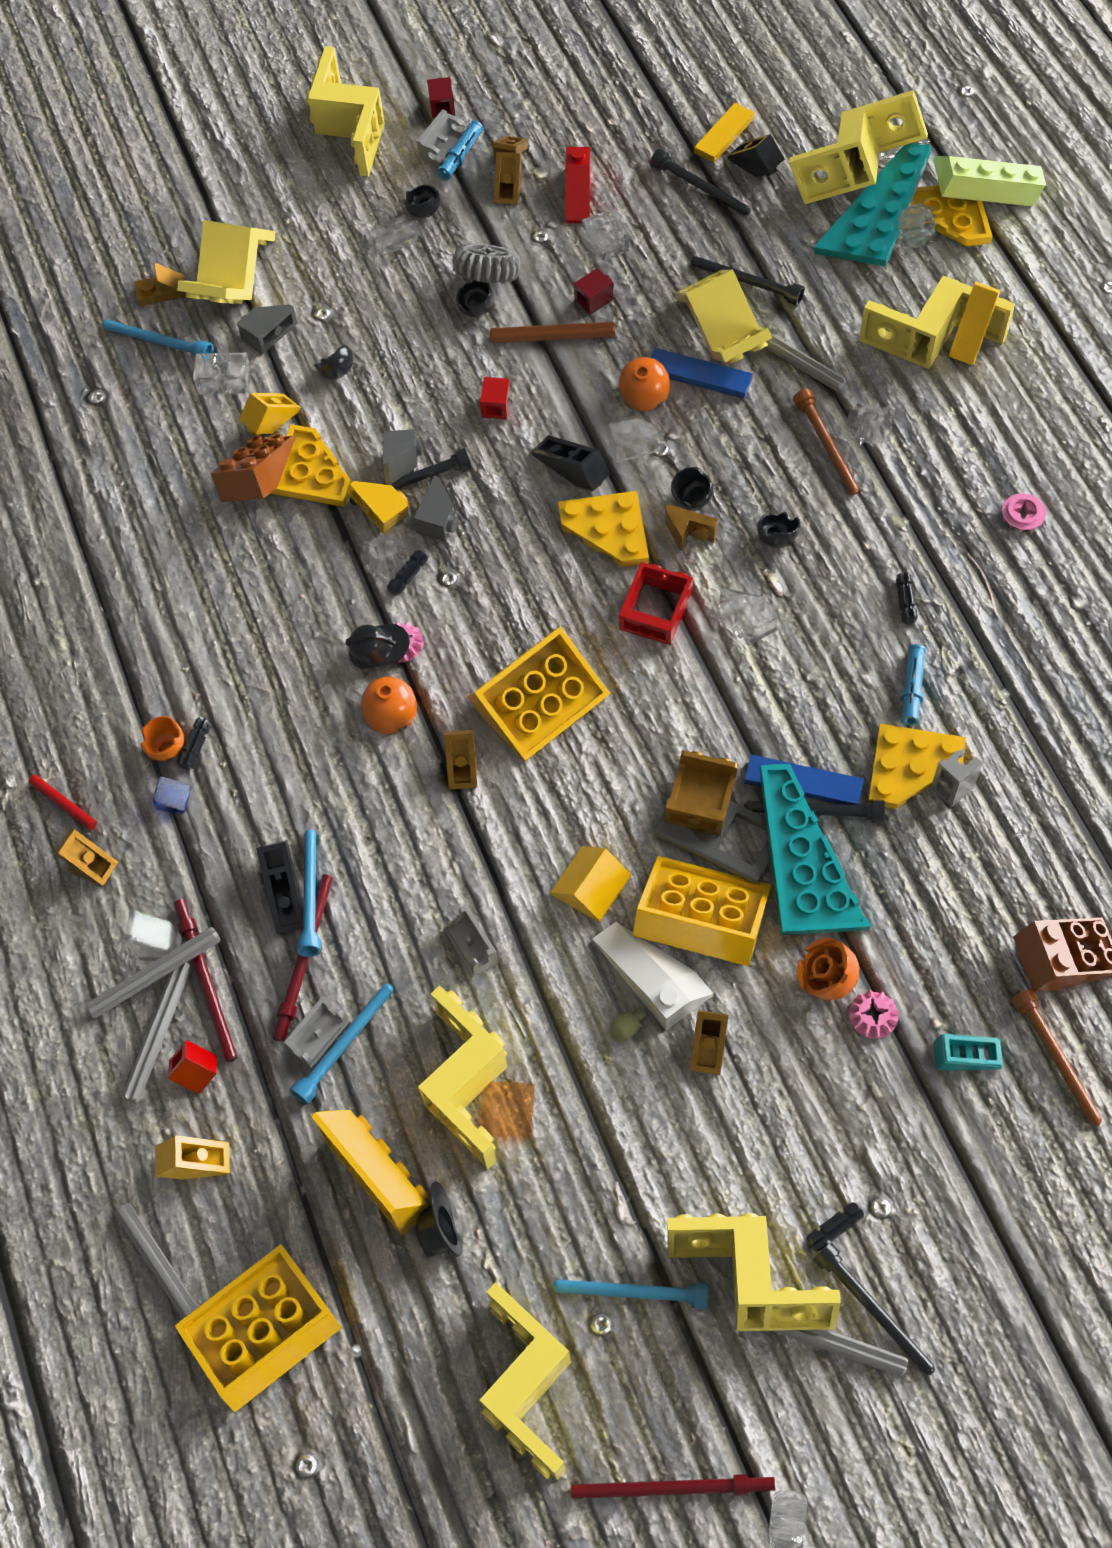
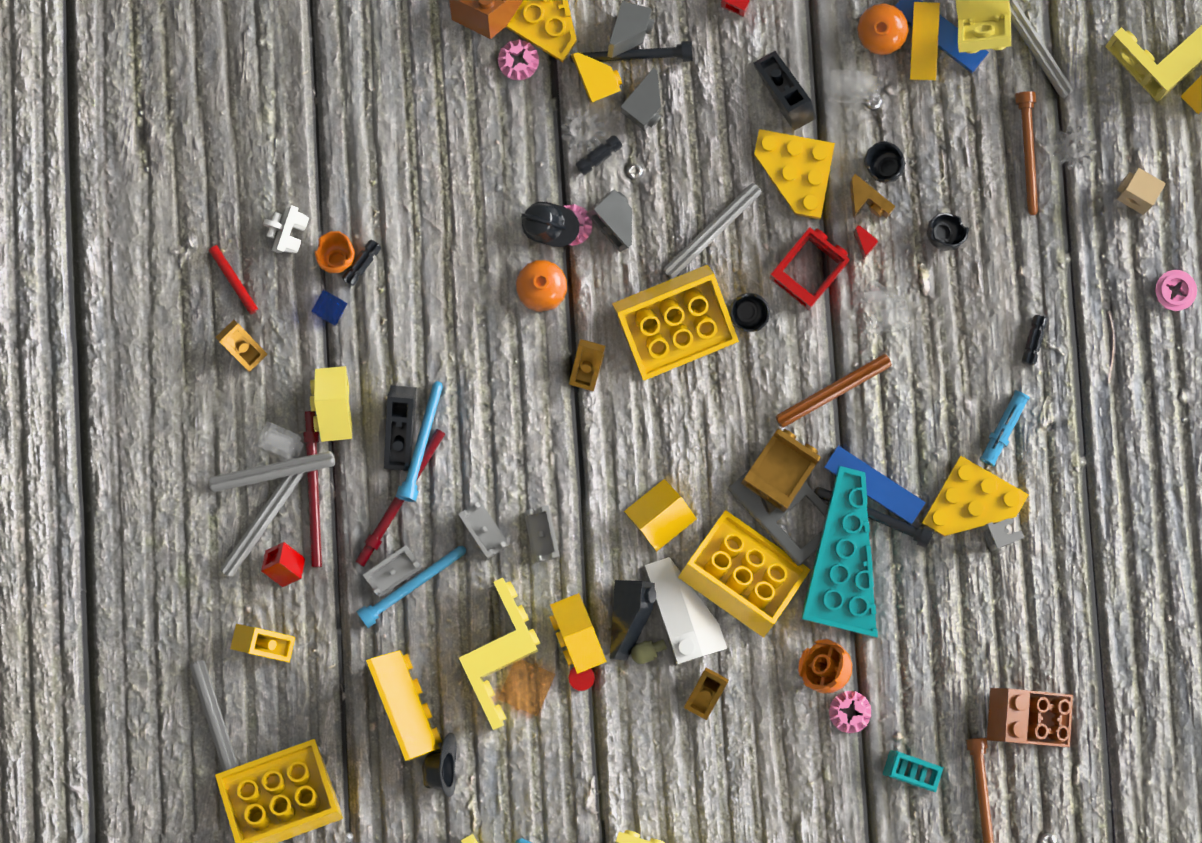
camera: 15 degrees right, 20 degrees up
(108, 724) = (290, 219): none -> white hips
(199, 879) = (331, 404): none -> light yellow brick
(305, 524) = (520, 71): none -> bright pink gear
(404, 959) = (484, 530): none -> light grey hinge
(441, 620) = (614, 219): none -> slope
(544, 1025) = (576, 633): none -> yellow brick
(545, 603) = (720, 223): none -> light grey axle
(565, 1077) = (582, 680): none -> red tile
(595, 986) = (631, 610): none -> black slope
(611, 659) = (749, 312): none -> black hair
(688, 381) = (925, 41): none -> yellow tile
(700, 562) = (865, 241): none -> red slope
(726, 705) = (833, 390): none -> dark orange axle
(949, 433) = (1140, 190): none -> tan brick

